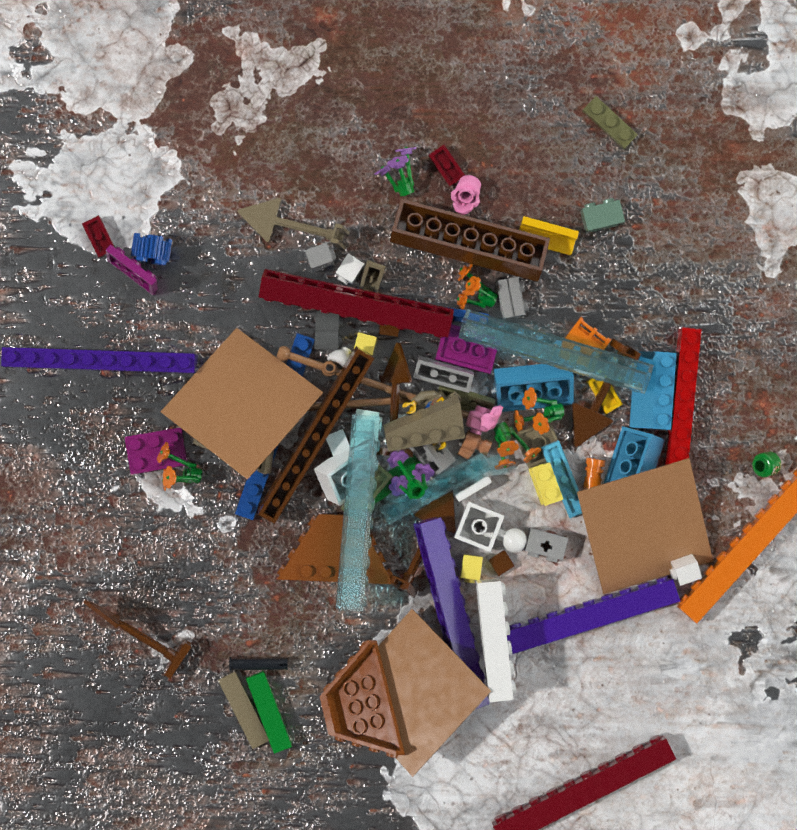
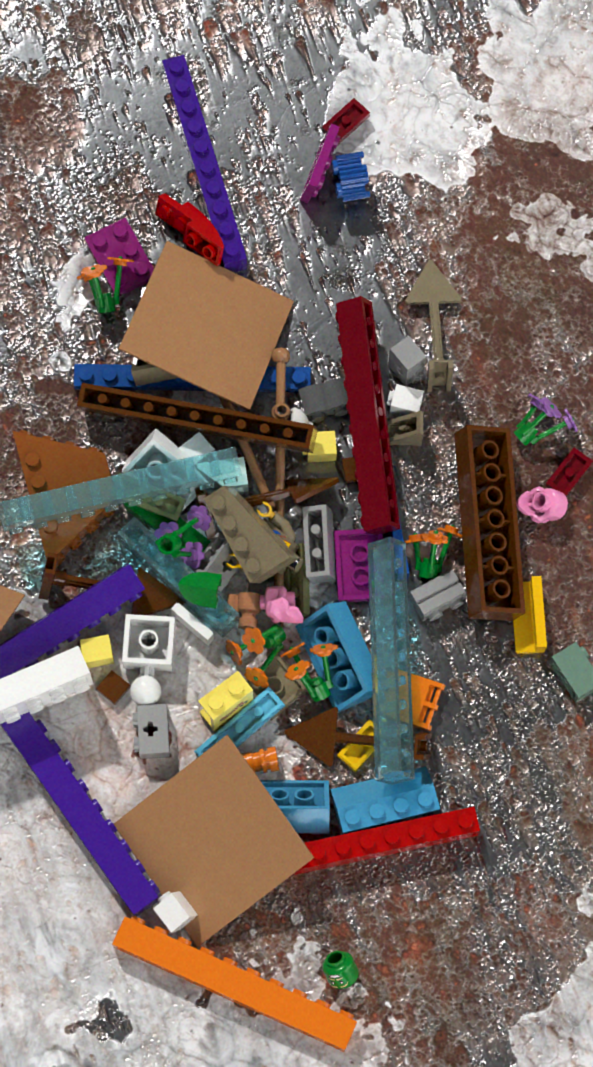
camera: 70 degrees right, 15 degrees down
(158, 383) = (194, 225): none -> red slope
(454, 474) = (201, 588): none -> green brick

